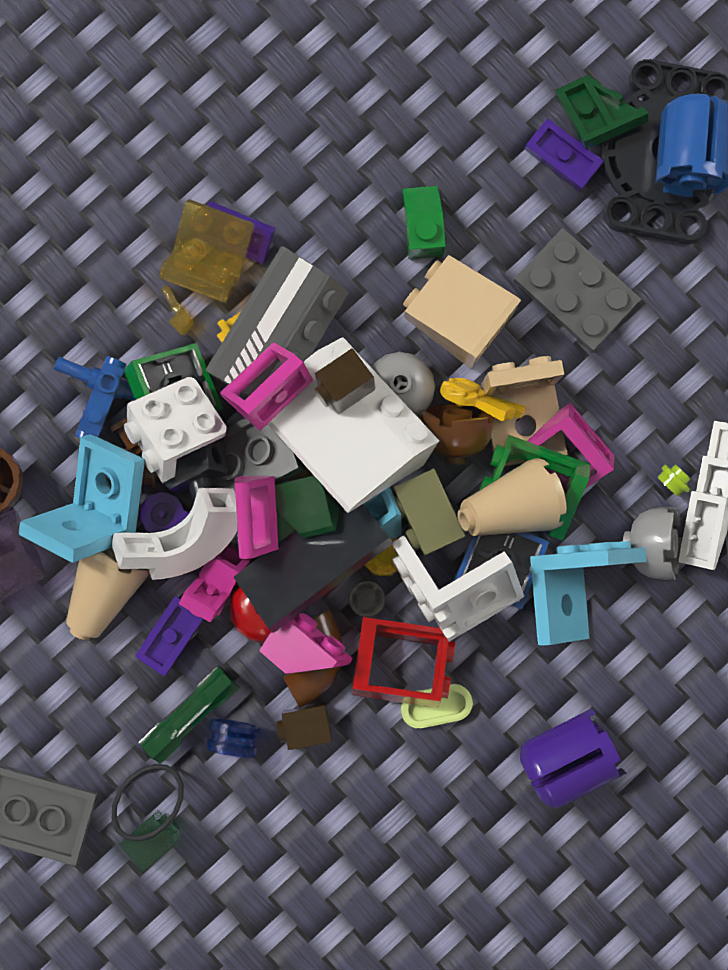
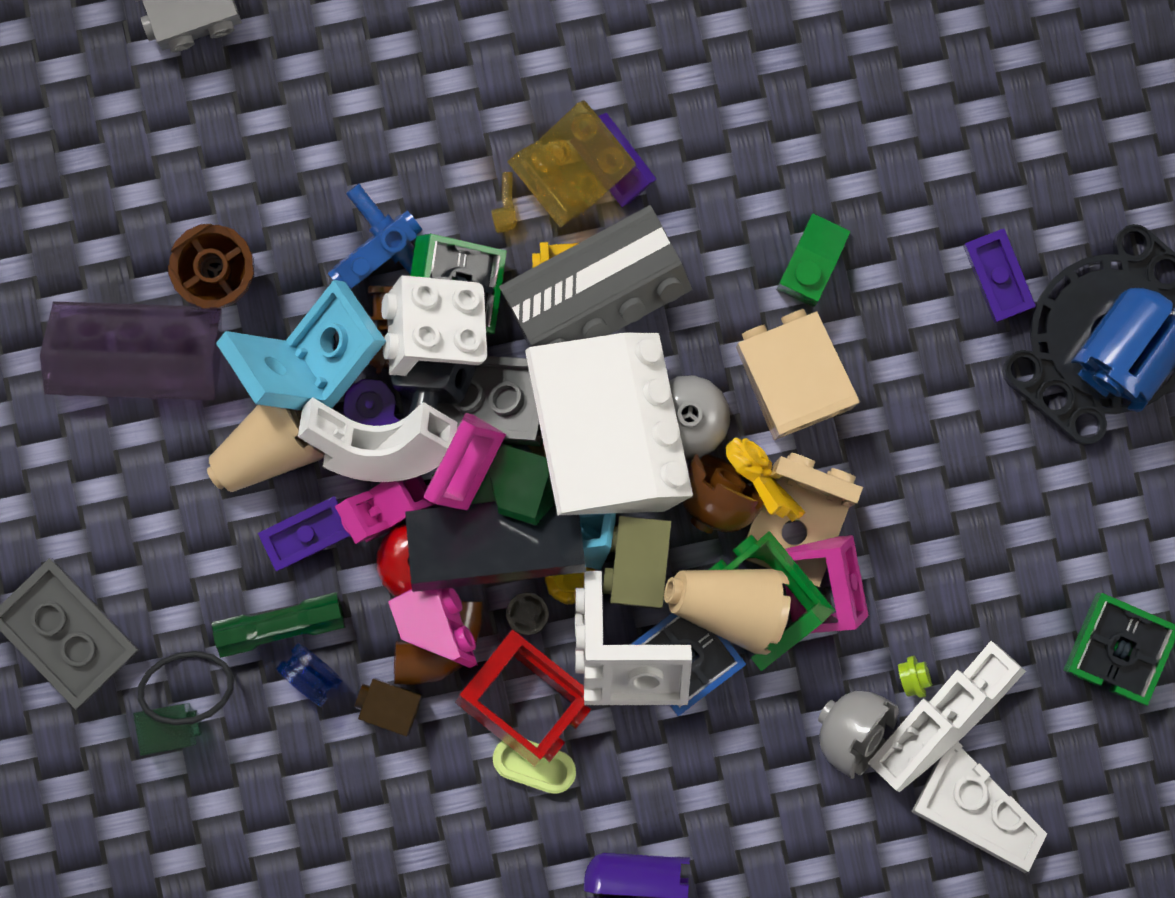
camera: 25 degrees right, 0 degrees up
(274, 392) = (556, 351): dark pink tile -> none
(344, 382) = (630, 382): dark brown brick -> none
(561, 587) = (739, 711): medium azure bracket -> none
(576, 290) = (930, 423): dark grey plate -> none
(597, 111) = (1058, 252): dark green wing -> none

